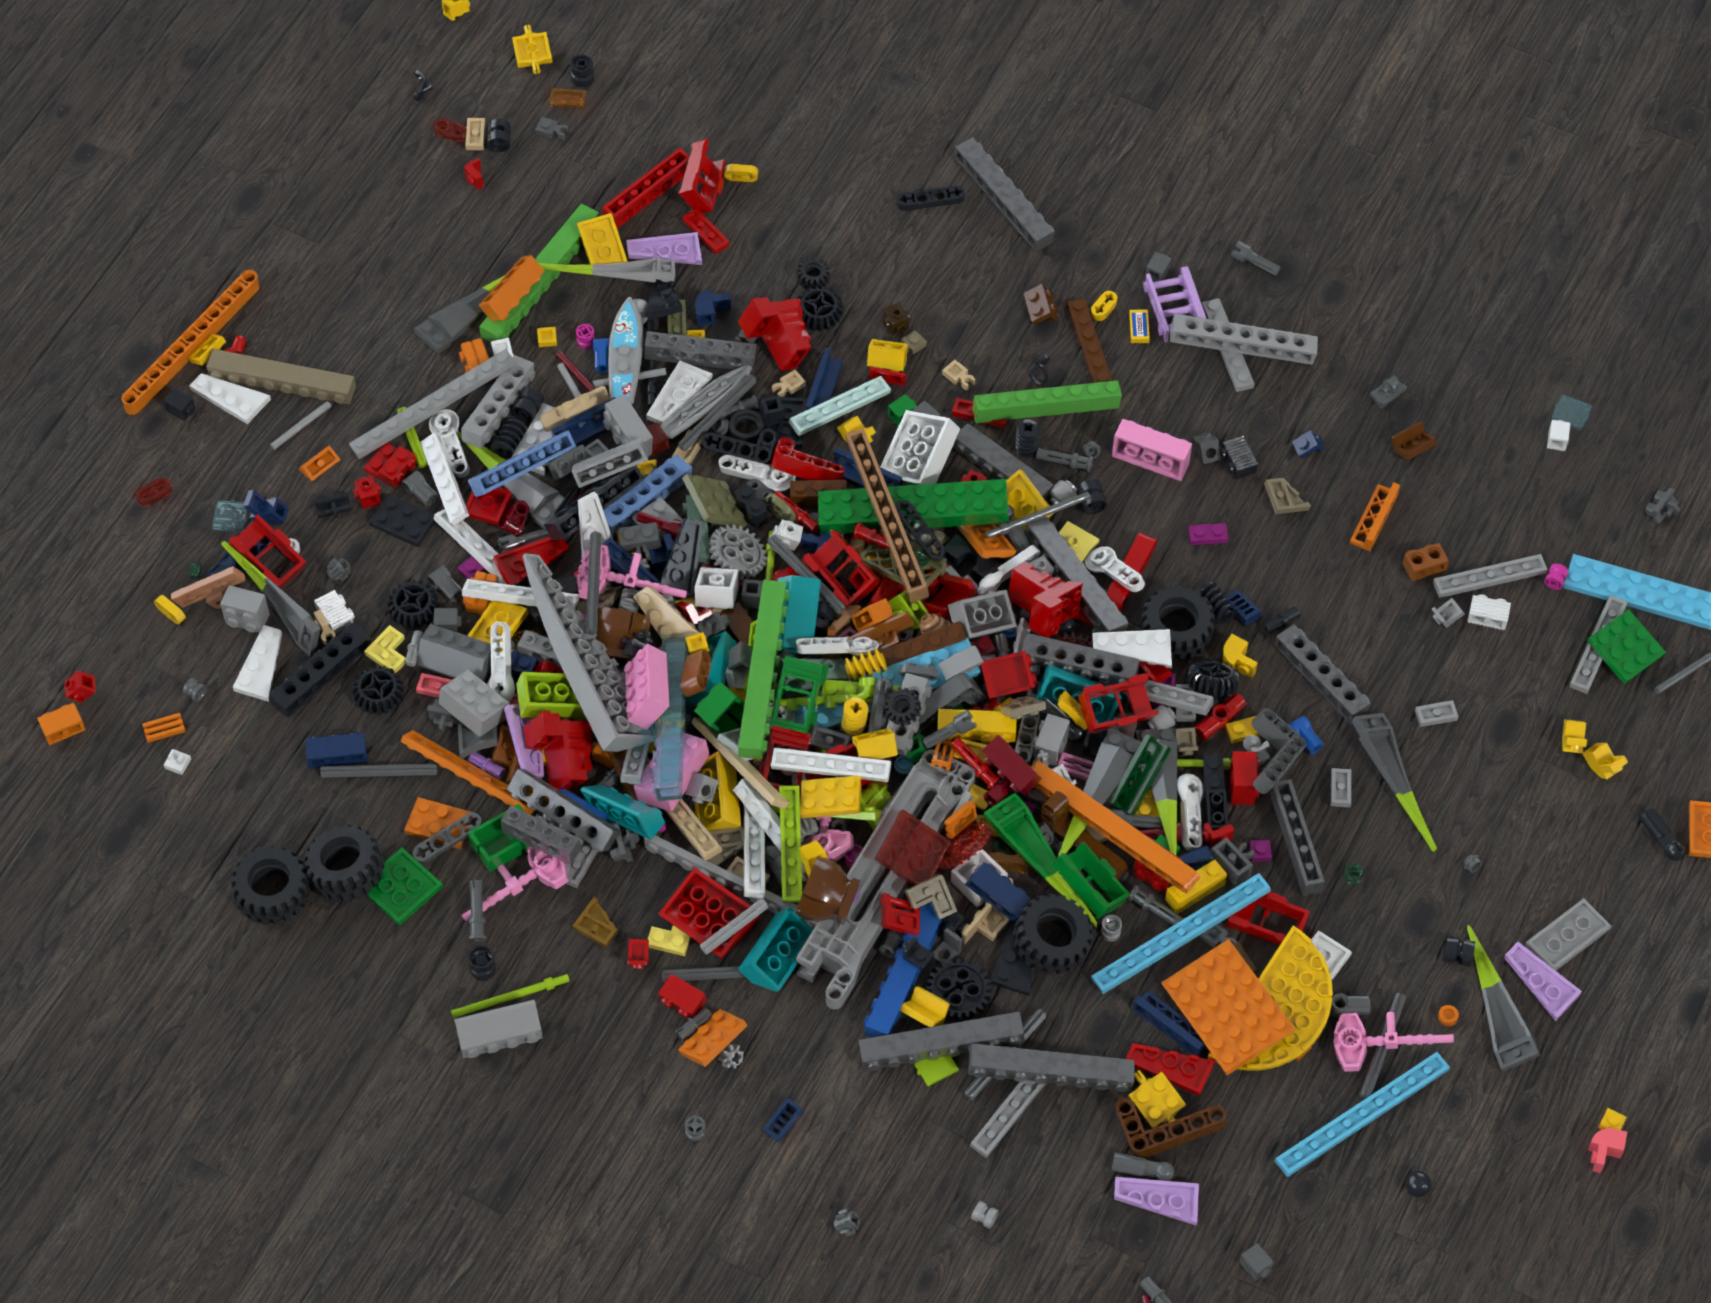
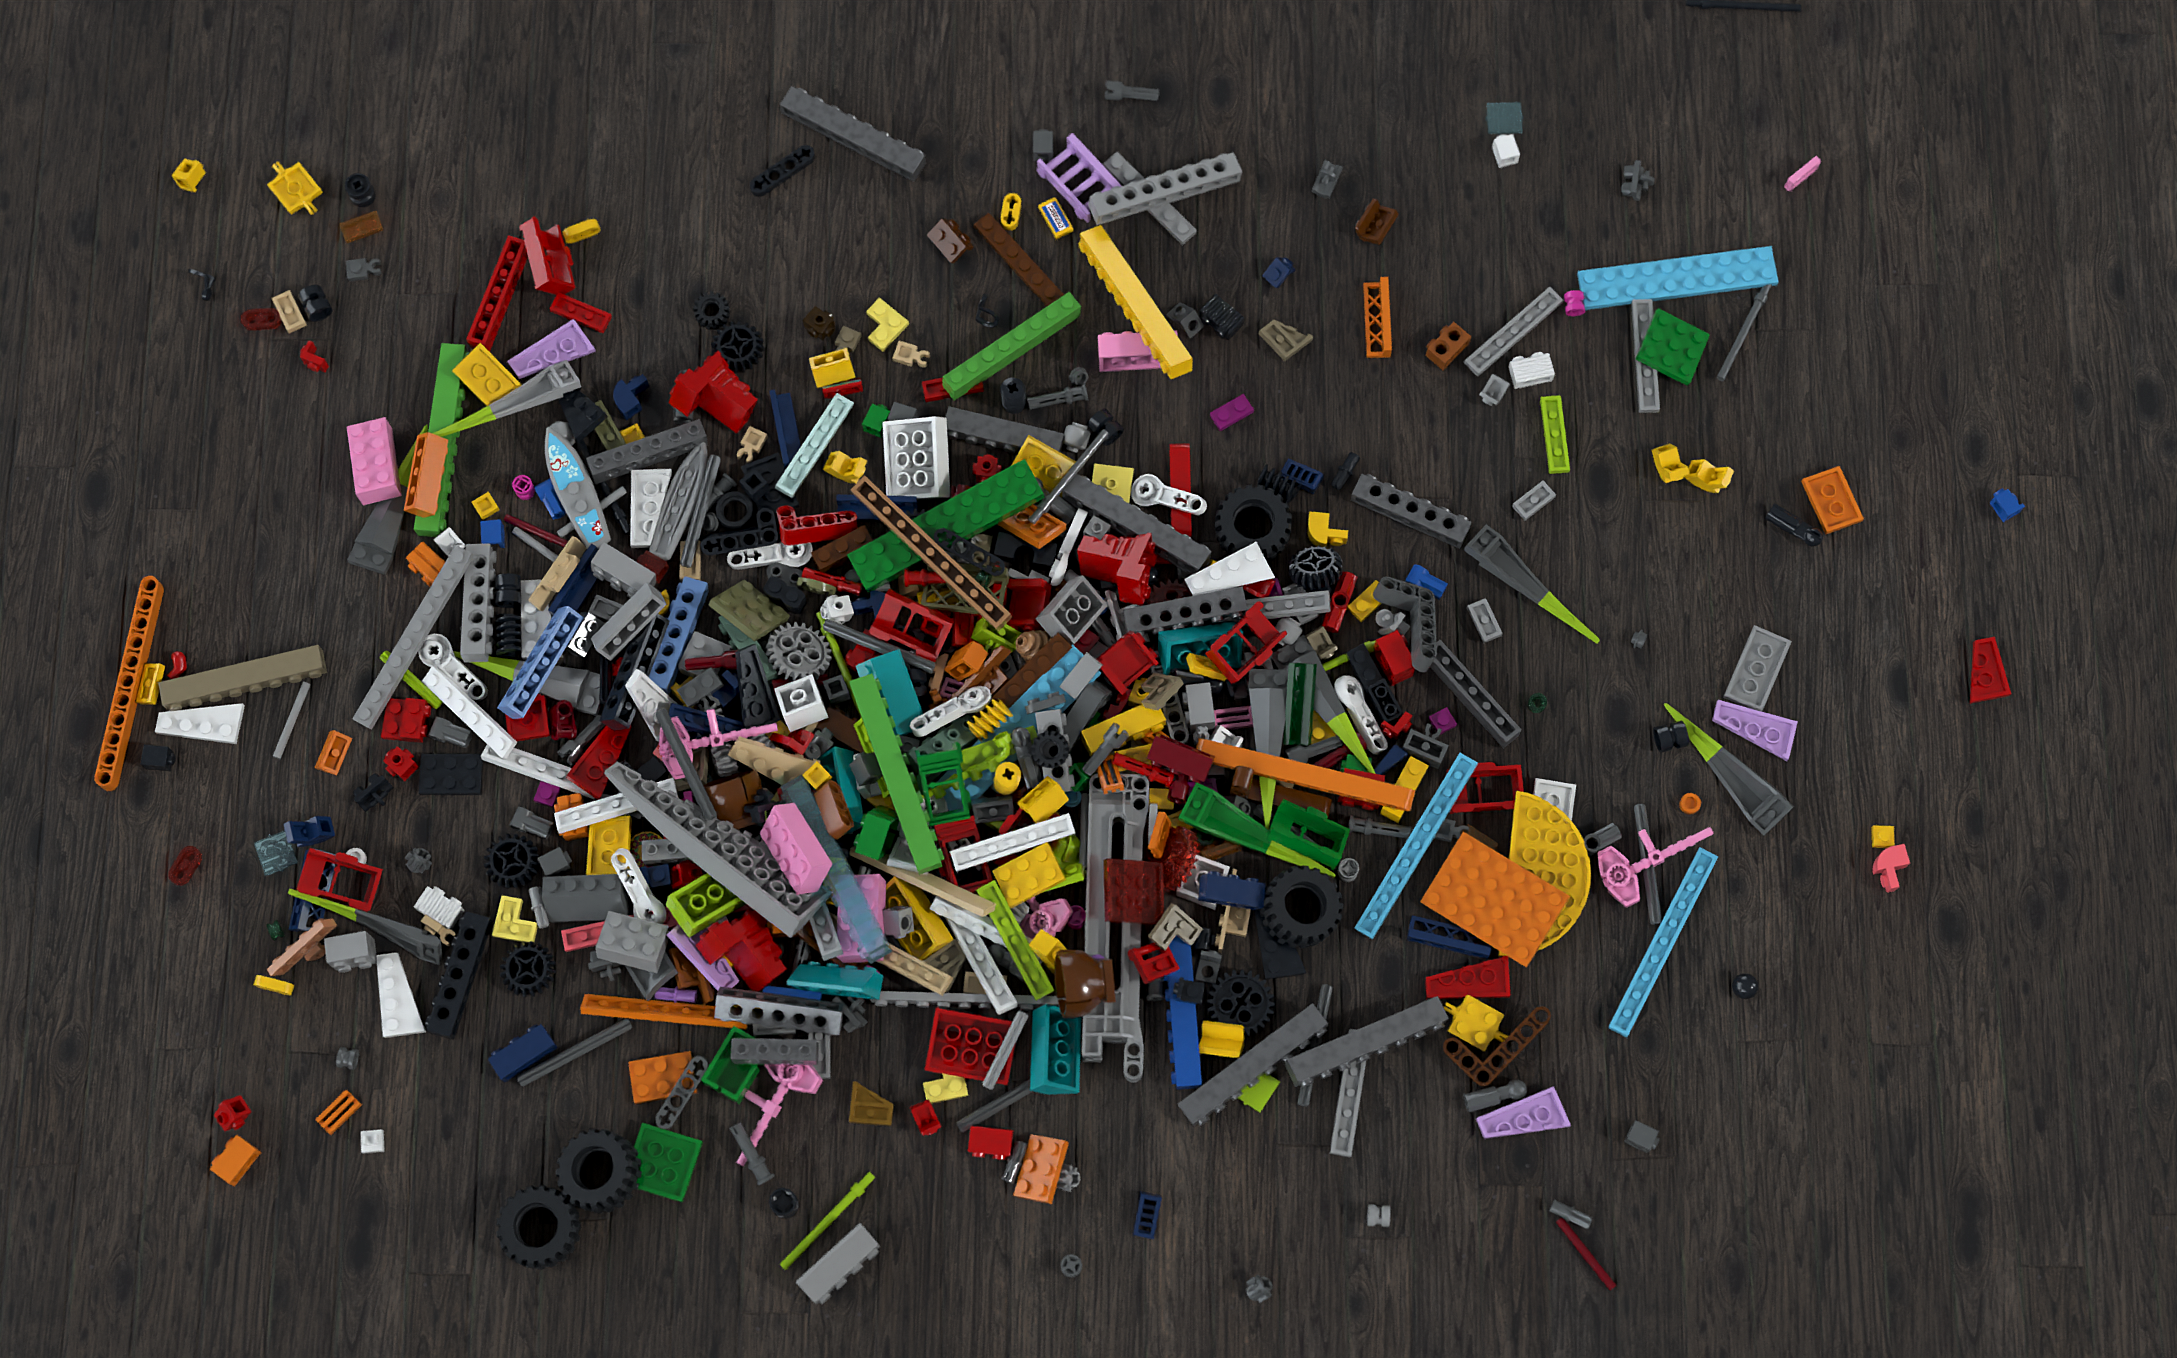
camera: 25 degrees left, 15 degrees up
(477, 264) = (374, 461): none -> bright pink brick
(542, 357) = (493, 532): none -> blue panel
(954, 346) = (889, 322): none -> light yellow plate
(1168, 408) = (1136, 302): none -> yellow brick
(1483, 670) = (1555, 434): none -> lime plate

